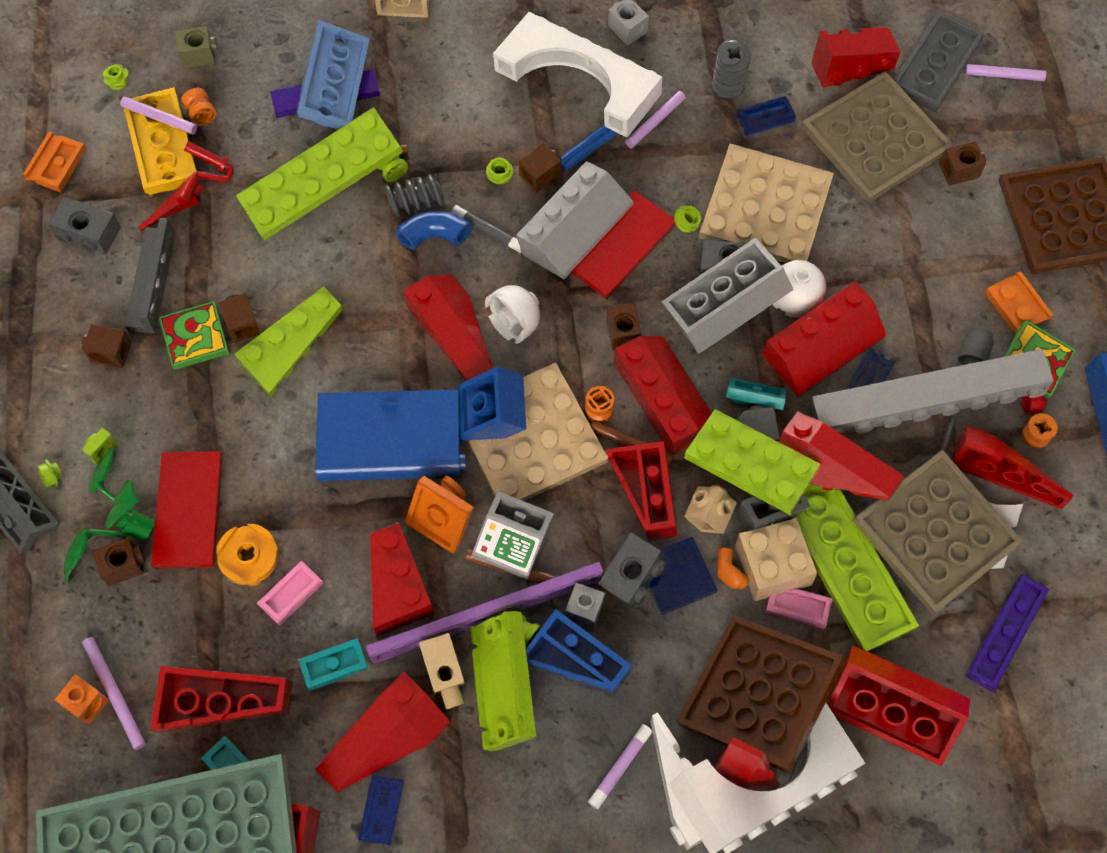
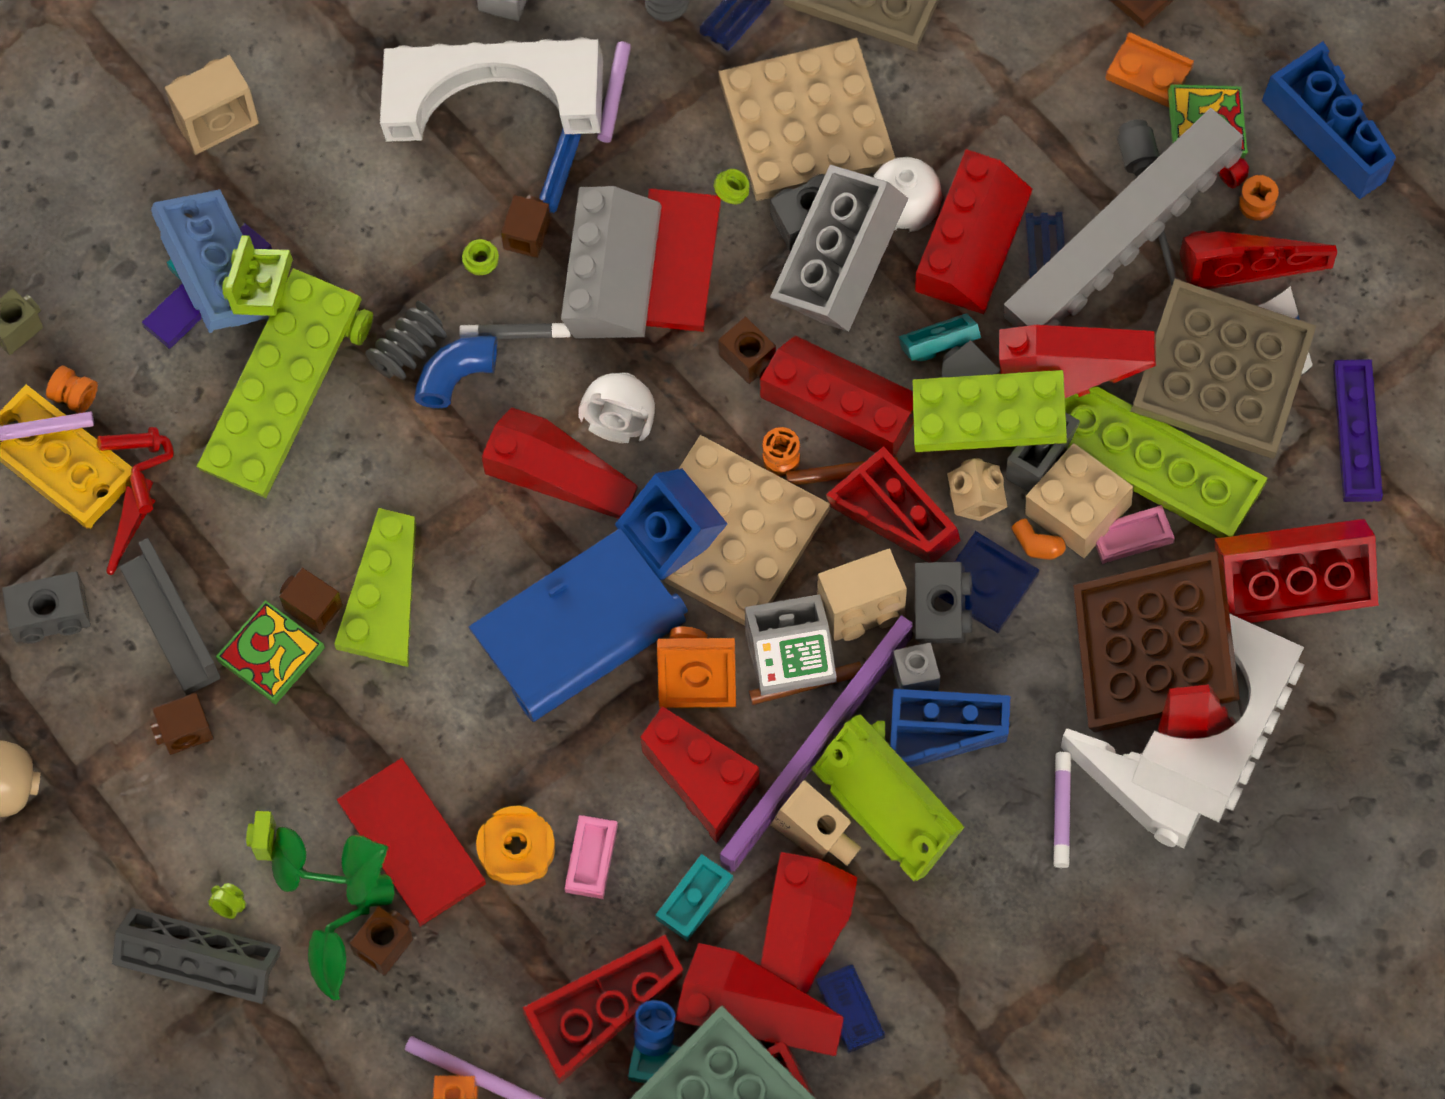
camera: 30 degrees left, 0 degrees up
(236, 730) = (654, 1028): none -> blue wheel
(316, 764) = (757, 1000): none -> red wedge
(345, 99) = (256, 279): none -> lime bracket
(581, 531) = (862, 595): none -> tan brick

